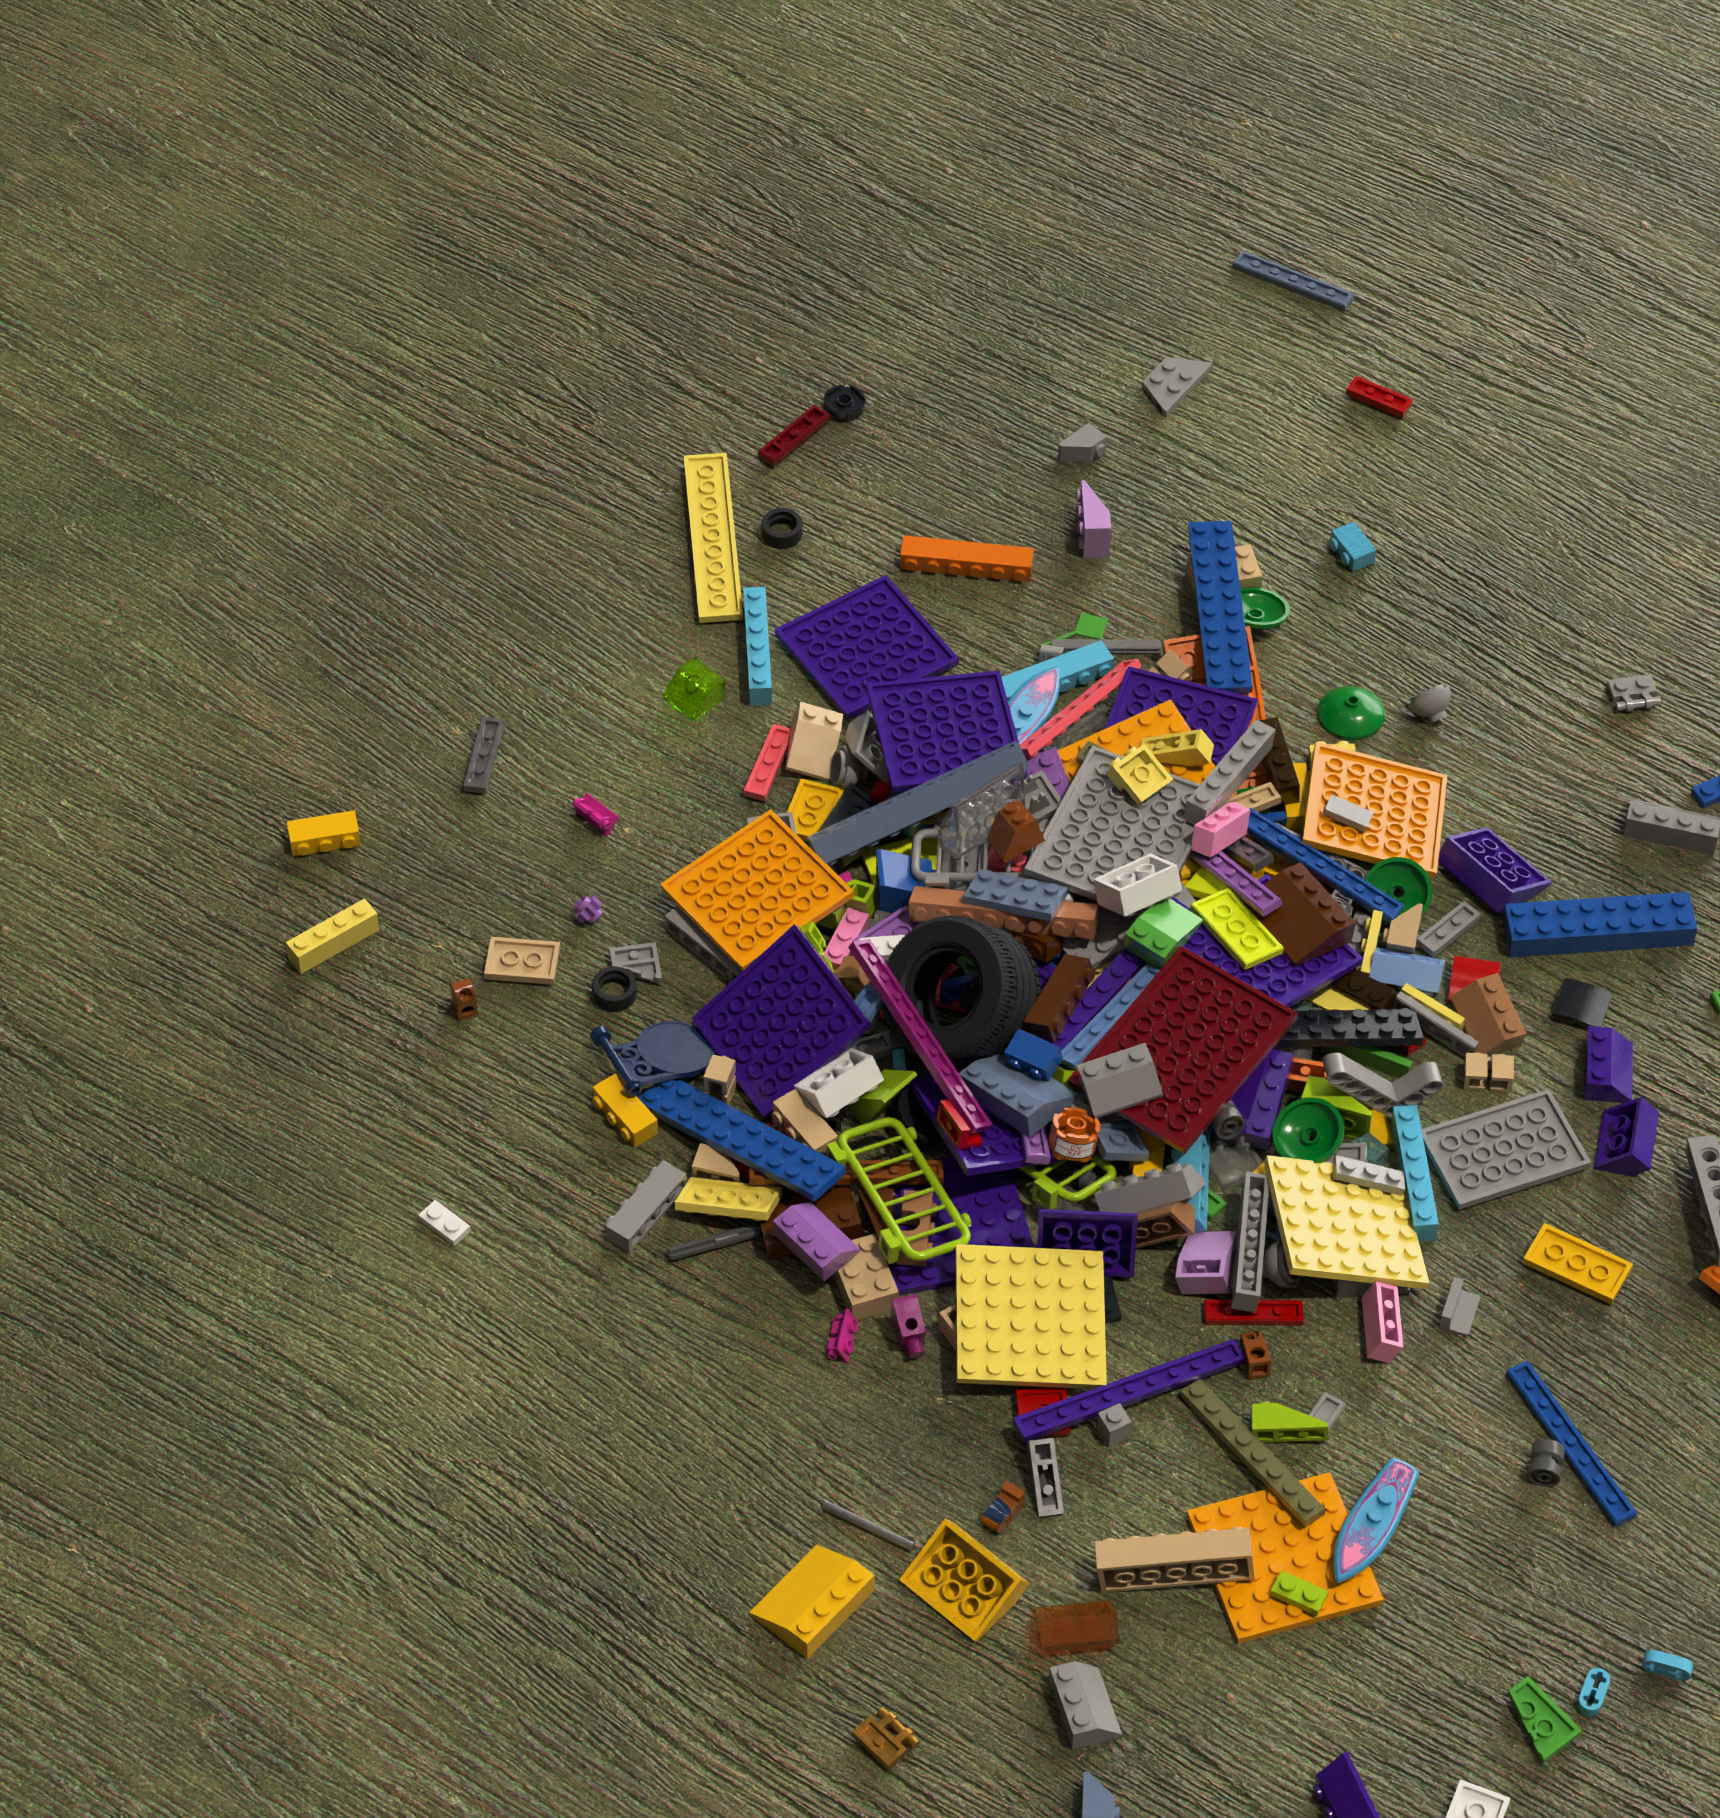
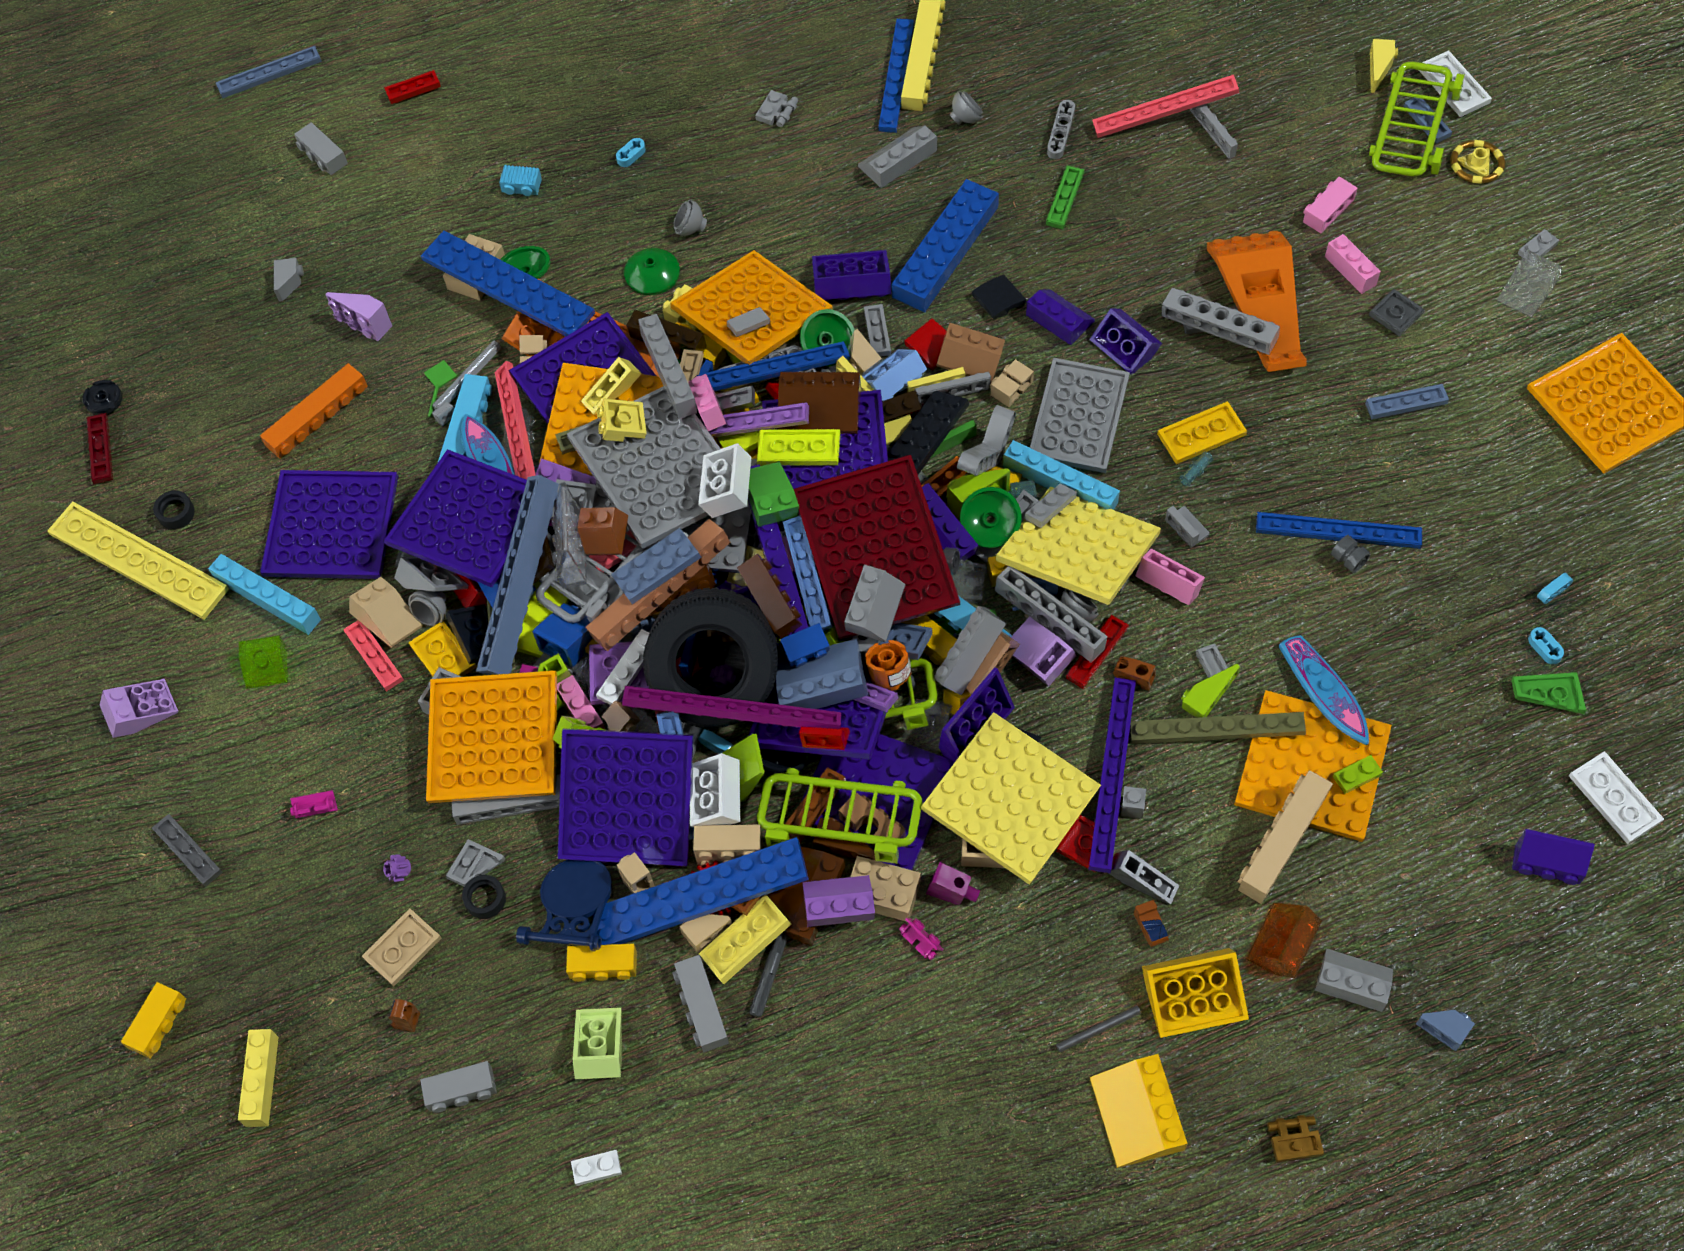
camera: 50 degrees left, 10 degrees up
(435, 1079) = (458, 1087): none -> light grey brick
(549, 1153) = (597, 1043): none -> yellowish green slope
(580, 631) = (136, 706): none -> lavender slope
(1174, 381) = (283, 191): light grey wing -> none
(1242, 375) = (320, 148): none -> light grey brick
(1469, 610) = (629, 151): none -> medium azure beam
(1530, 1281) = (1196, 468): none -> clear light blue pin

